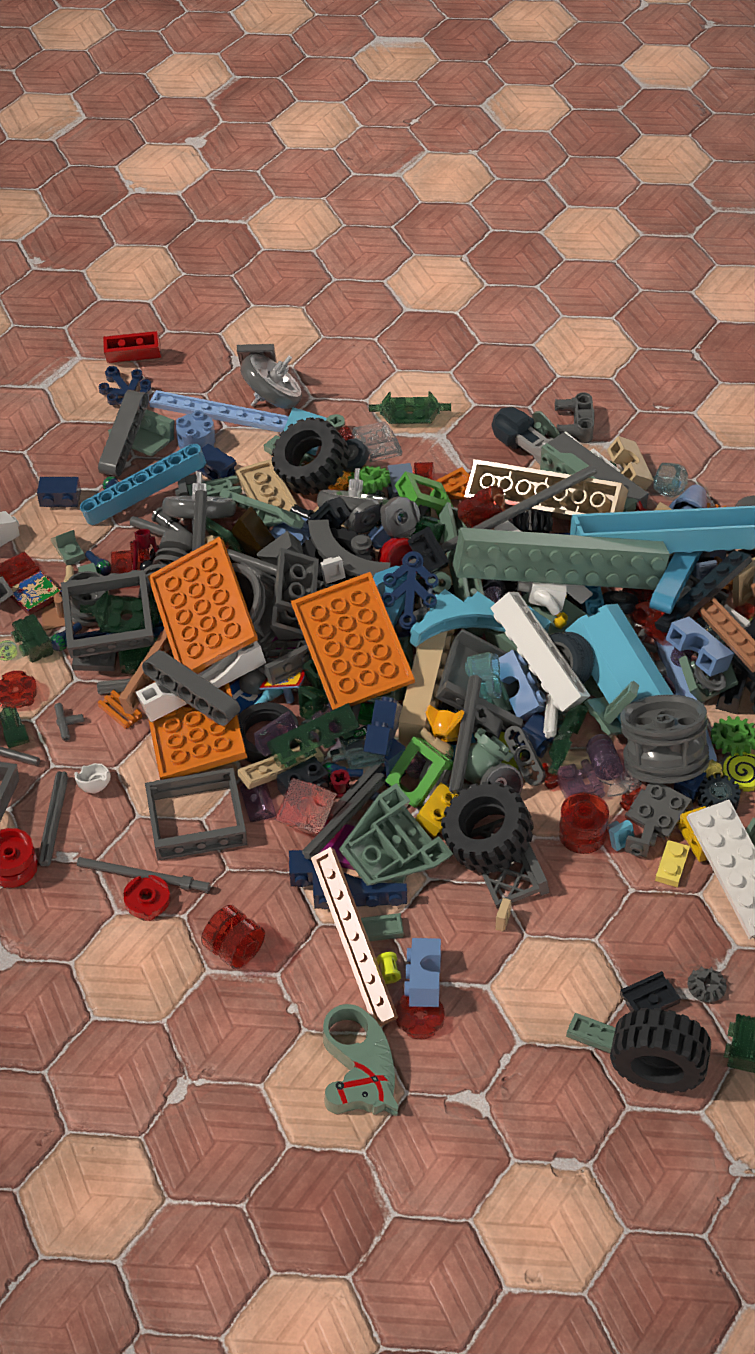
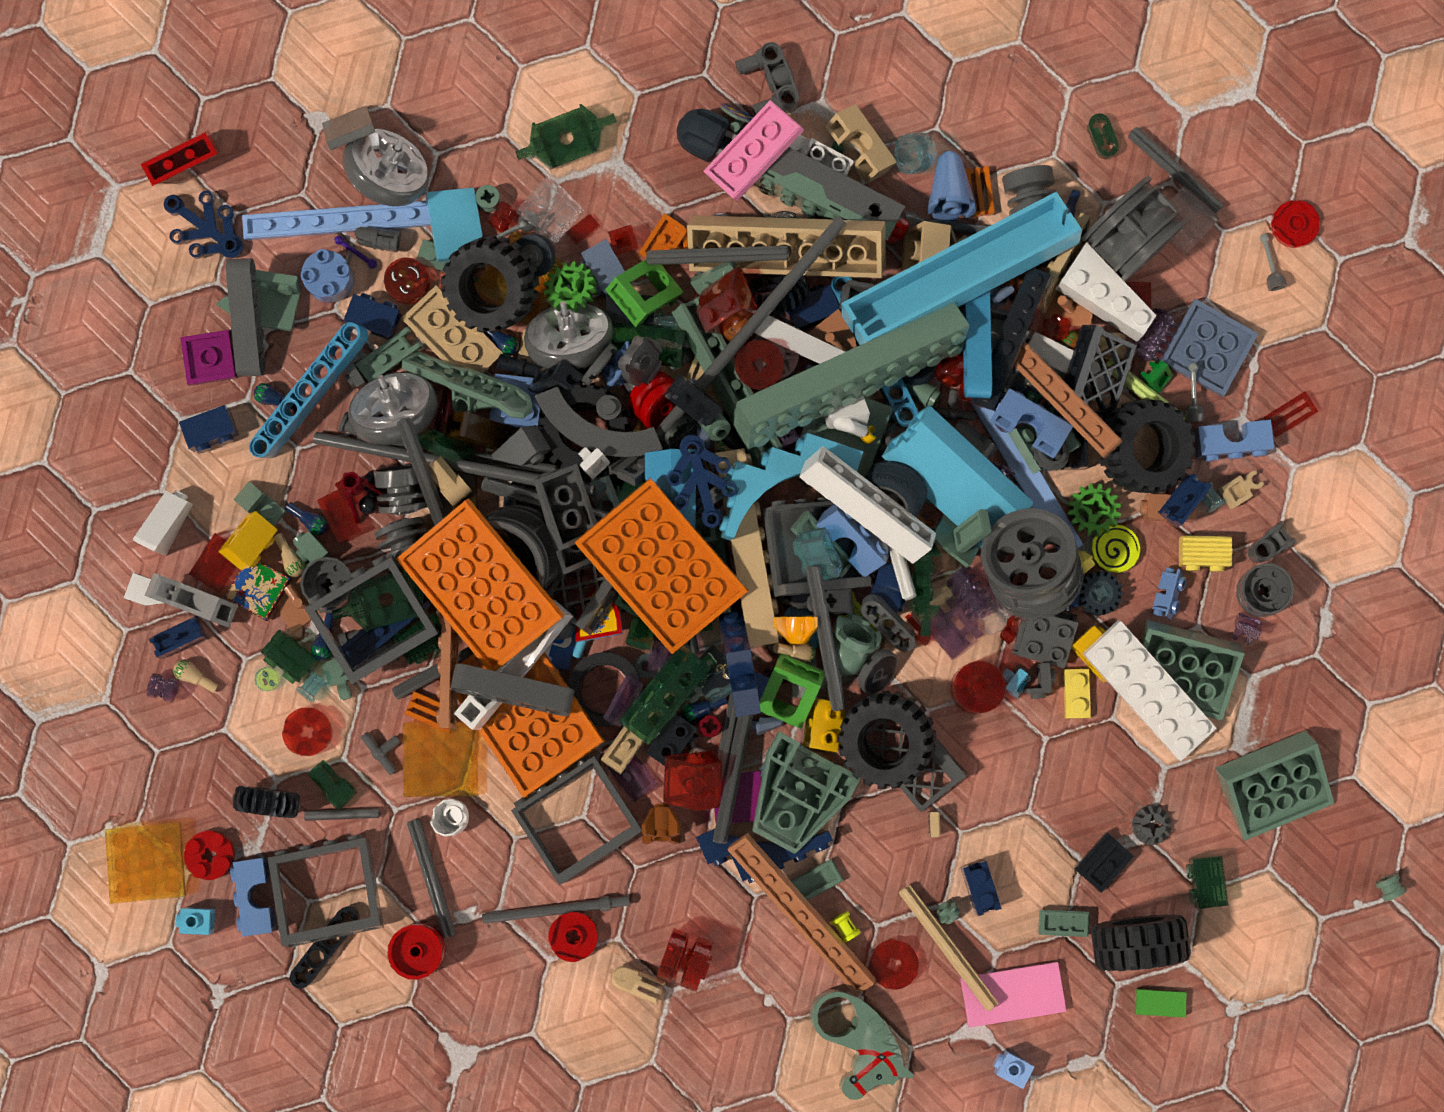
camera: 25 degrees left, 35 degrees up
(37, 661) = (312, 686): none -> clear light blue bush
(45, 555) = (248, 541): none -> yellow brick
(61, 664) = (336, 676): none -> sand green plate
(82, 457) = (208, 357): none -> magenta tile
(108, 740) = (439, 760): none -> clear yellow plate
(183, 949) = (629, 981): none -> tan arm
(231, 440) = (372, 264): none -> dark purple hinge
(244, 425) = (378, 238): none -> dark grey hinge
(250, 451) = (407, 281): none -> clear red head
(263, 838) = (661, 825): none -> dark orange brick
(302, 502) = (506, 343): none -> dark blue piece
(395, 460) = (582, 229): none -> clear red piece
(423, 972) = (890, 946): medium blue arch -> none
(477, 1015) = (948, 948): none -> tan axle
(484, 482) = (718, 255): none -> dark grey axle
(487, 987) = (947, 912): none -> sand green plate
(497, 1137) = (1012, 1068): none -> light blue brick
(522, 1078) = (1019, 993): none -> bright pink tile
(526, 975) = (980, 887): none -> dark blue brick
(544, 434) = (753, 150): none -> bright pink tile
(664, 1134) = (1160, 1003): none -> bright green tile

